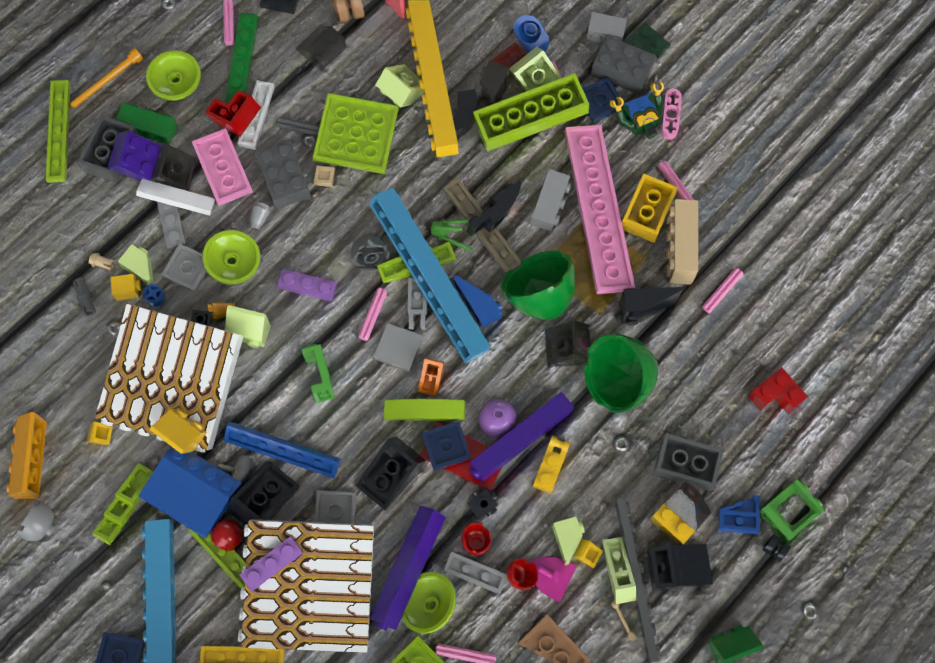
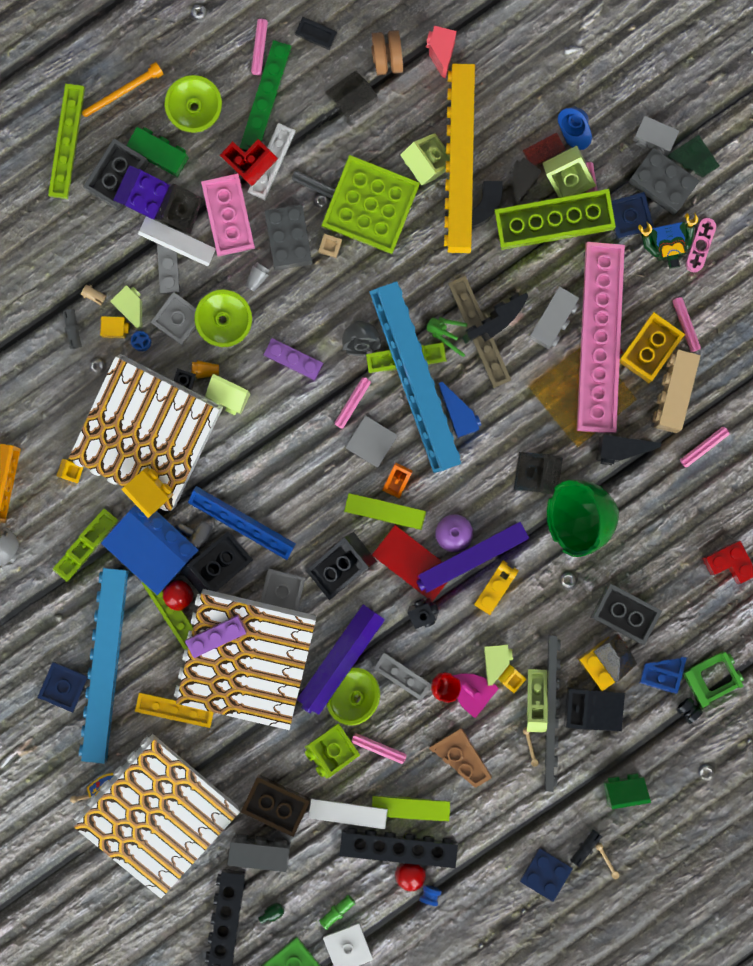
camera: 15 degrees right, 15 degrees up
(324, 390) = (295, 474): bright green window -> none
(416, 303) = (397, 402): light grey hinge -> none
(446, 446) = (399, 552): dark blue plate -> none
(476, 539) = (409, 646): red hair -> none
(541, 285) = (523, 410): green piece -> none

